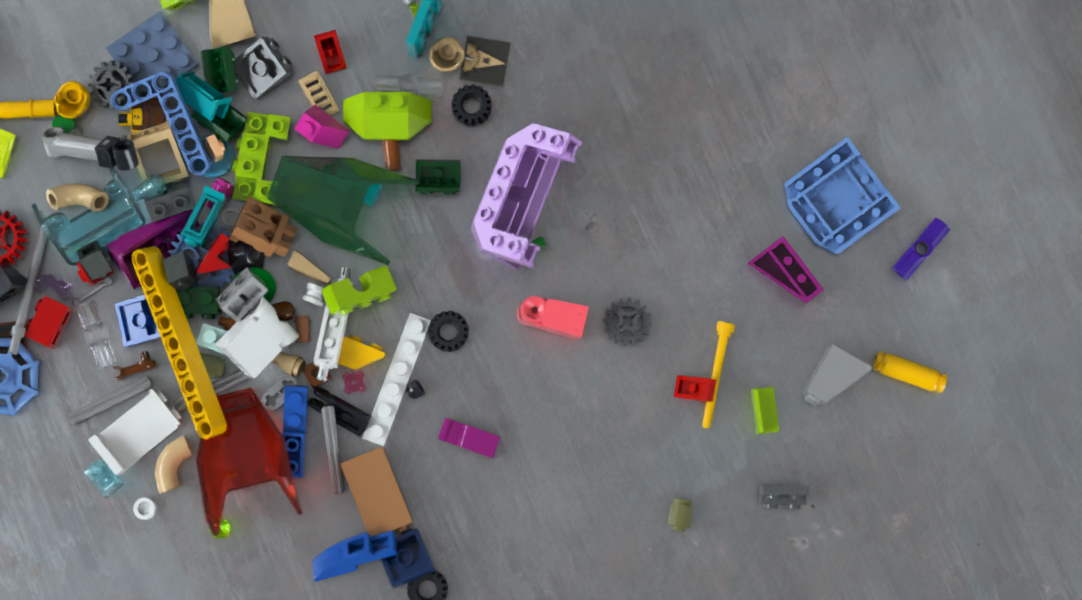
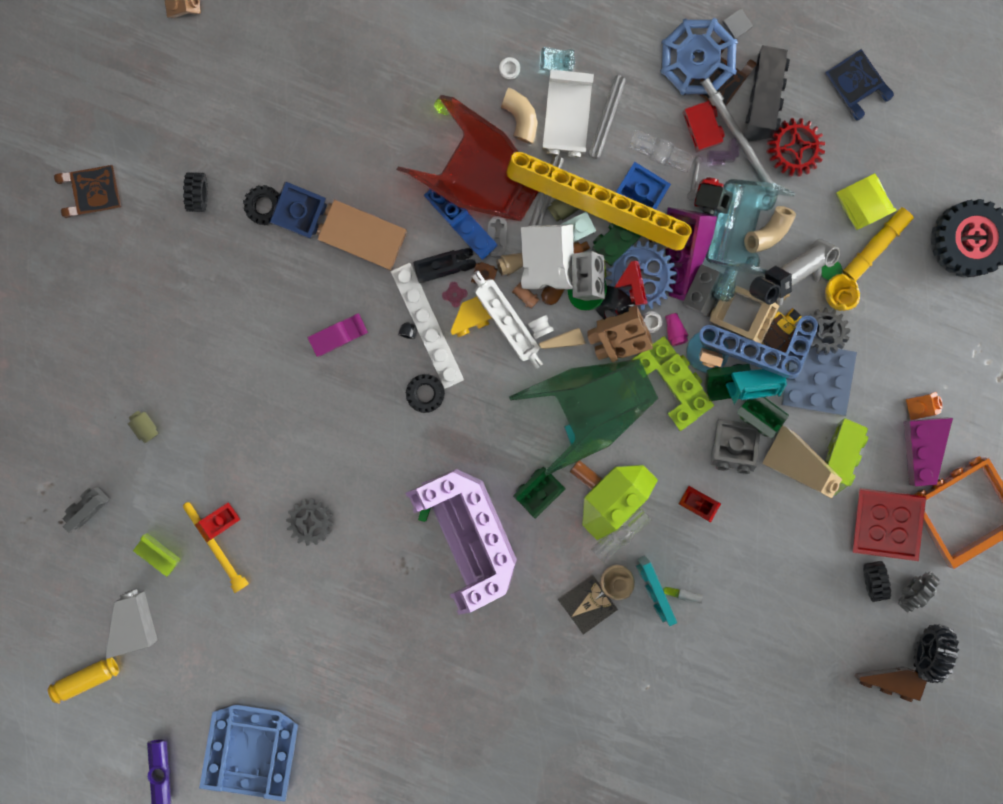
camera: 140 degrees right, 5 degrees up
(139, 367) = (607, 163): reddish brown piece -> none
(180, 271) = (646, 249): pearl dark grey brick -> none
(194, 238) = (661, 280): teal window -> none
(309, 79) = (694, 472): tan slope -> none
(321, 128) = (652, 445): dark pink slope -> none
(333, 449) = (421, 234): light grey axle -> none
(343, 296) = (517, 344): lime arch -> none
(352, 552) = (336, 178): blue slope -> none
(467, 92) = (575, 573): black tyre -> none
(553, 316) = (361, 475): coral piece -> none
(787, 269) = (234, 667): magenta wedge -> none

